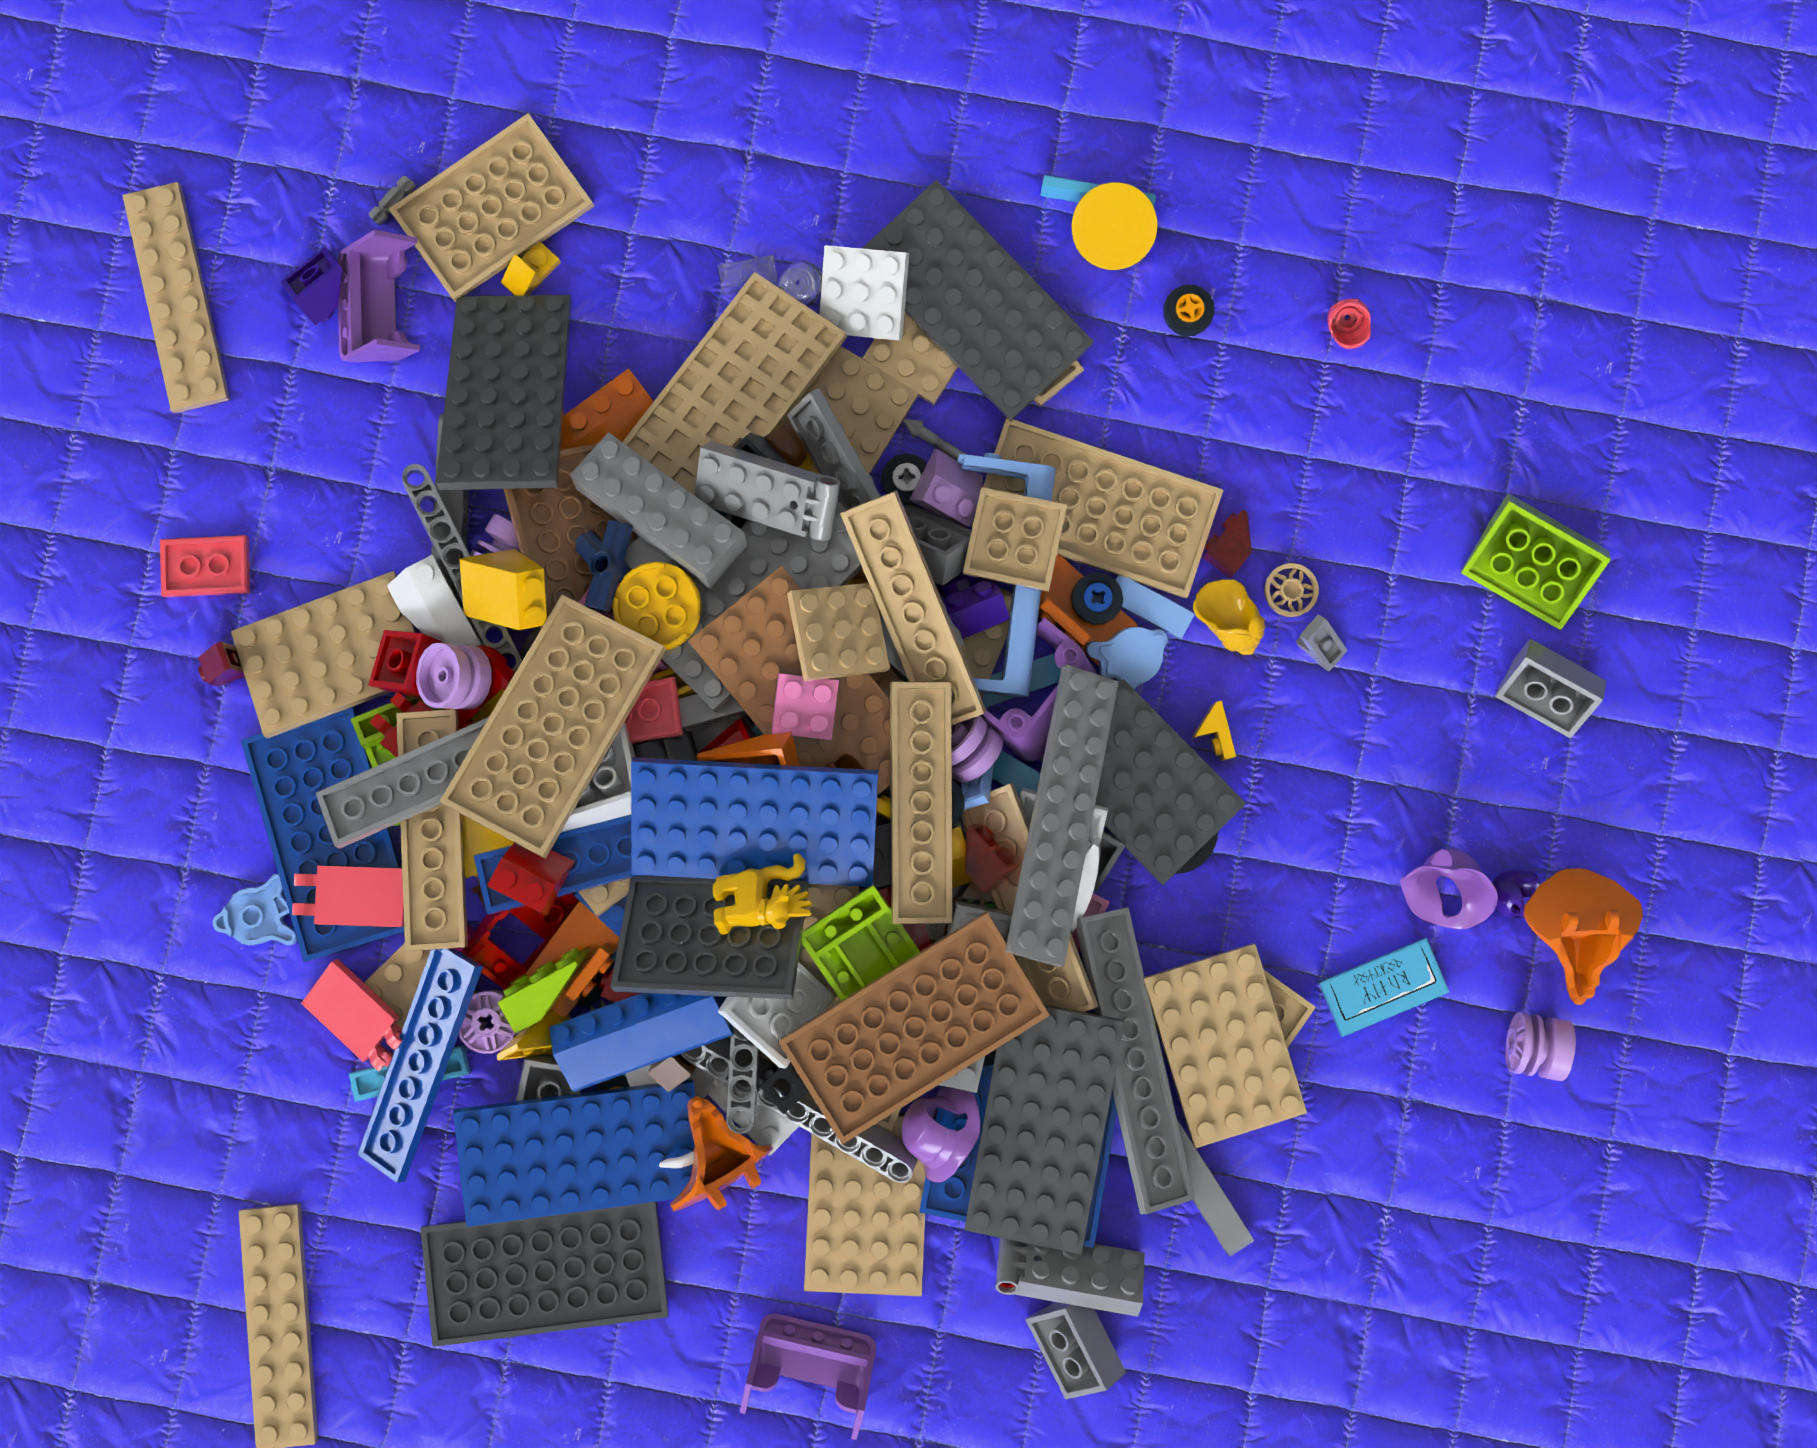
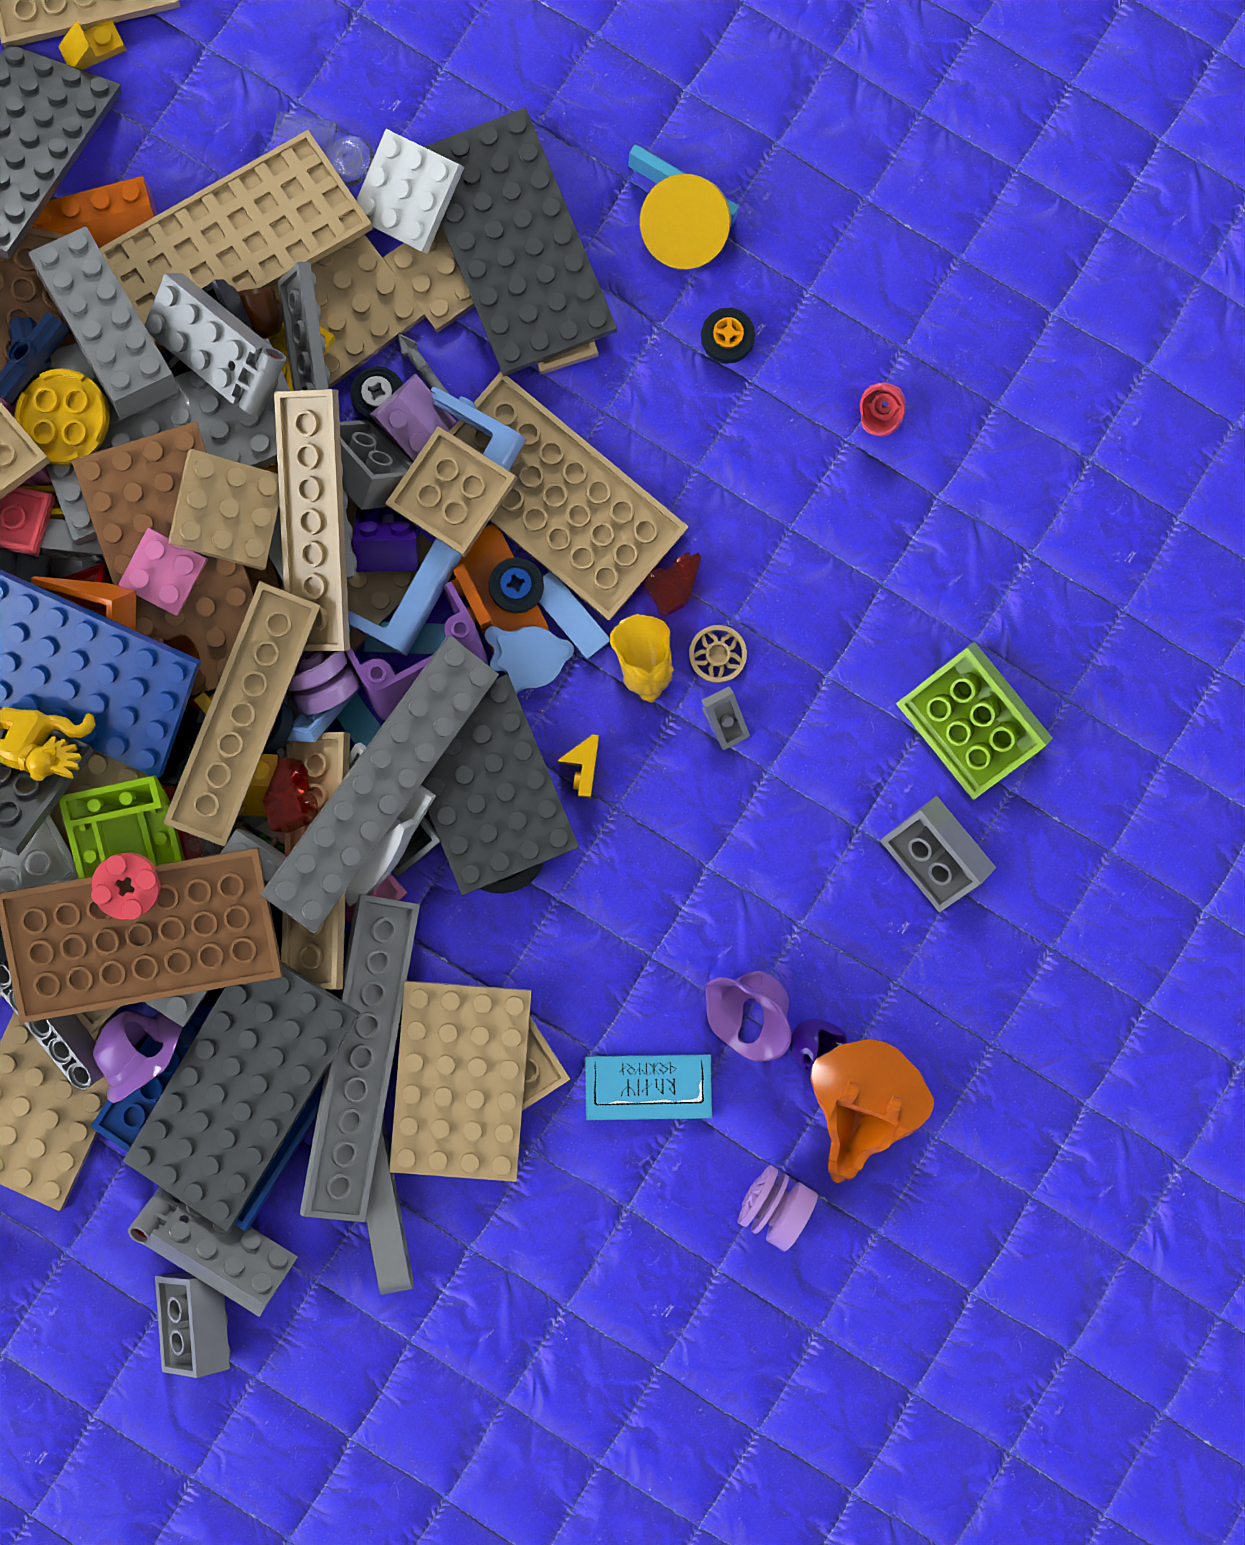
camera: 20 degrees right, 0 degrees up
(902, 1002) = (107, 892): none -> coral plate

